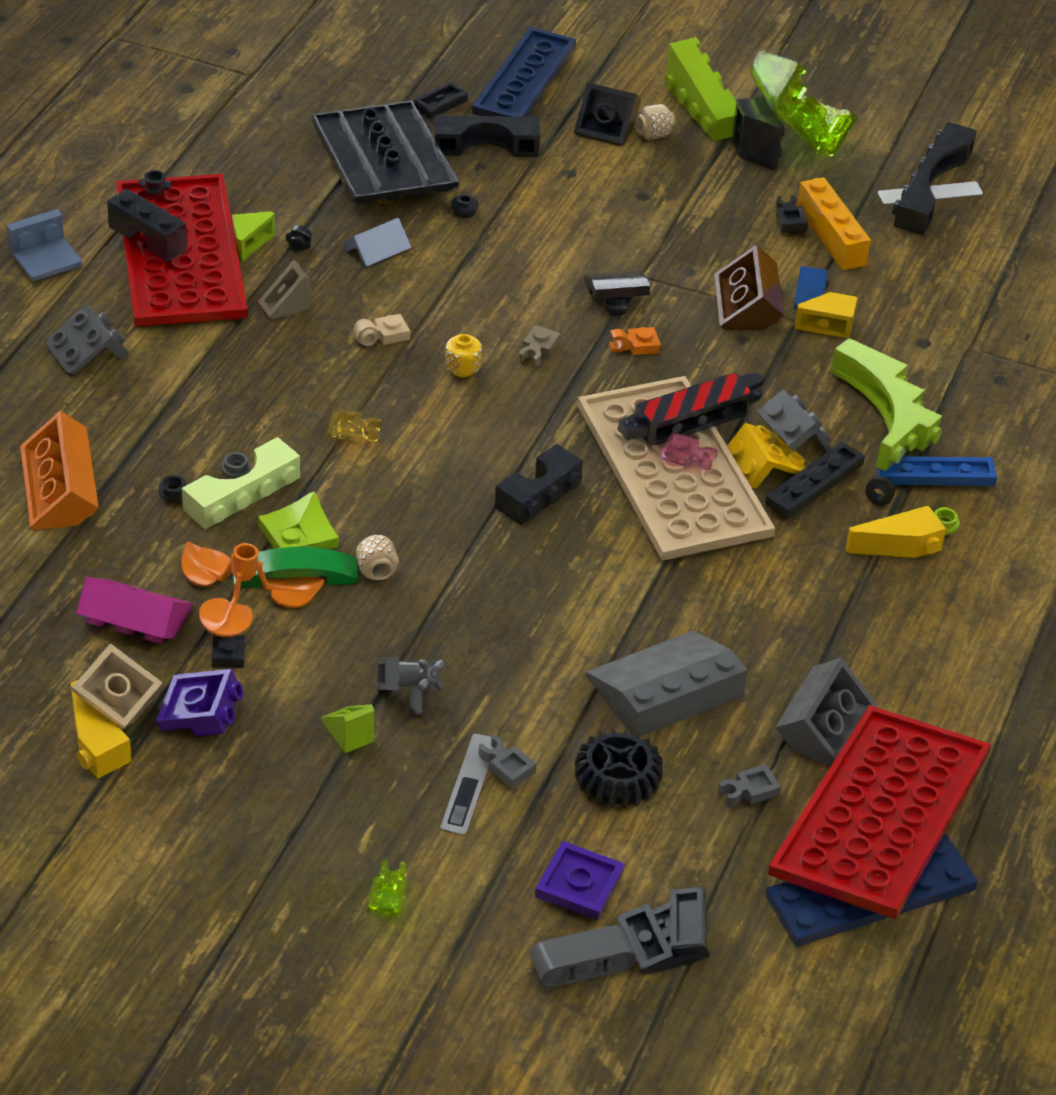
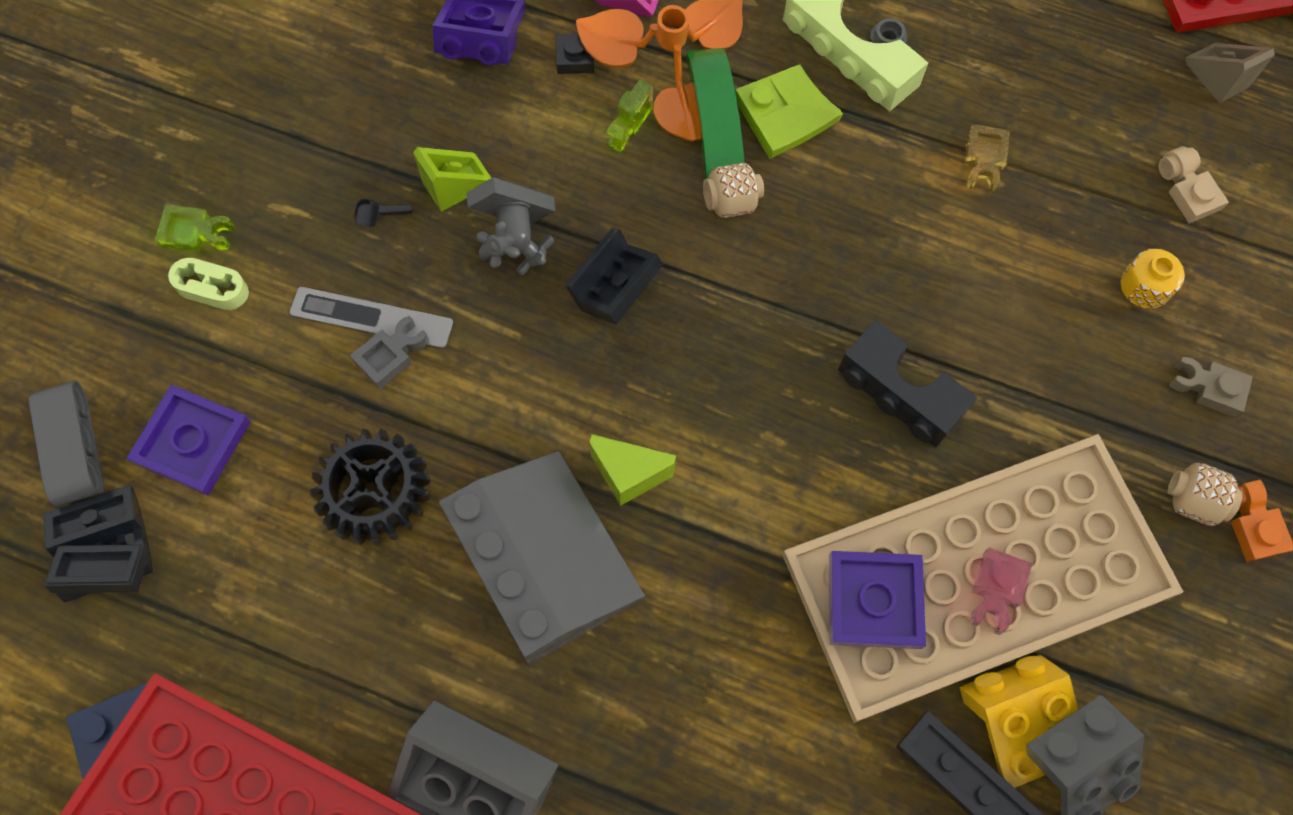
camera: 90 degrees right, 25 degrees up
(297, 613) = (633, 111): none -> clear neon green plate
(377, 775) = (367, 211): none -> black hand
(432, 878) = (211, 276): none -> yellowish green beam
(450, 628) = (612, 277): none -> black bracket
(605, 629) = (629, 467): none -> lime slope
(620, 356) = (1205, 494): none -> tan head
(693, 408) = (1093, 598): black hinge -> none
(699, 504) = (876, 600): none -> dark purple plate
(753, 784) = (342, 669): dark grey plate -> none

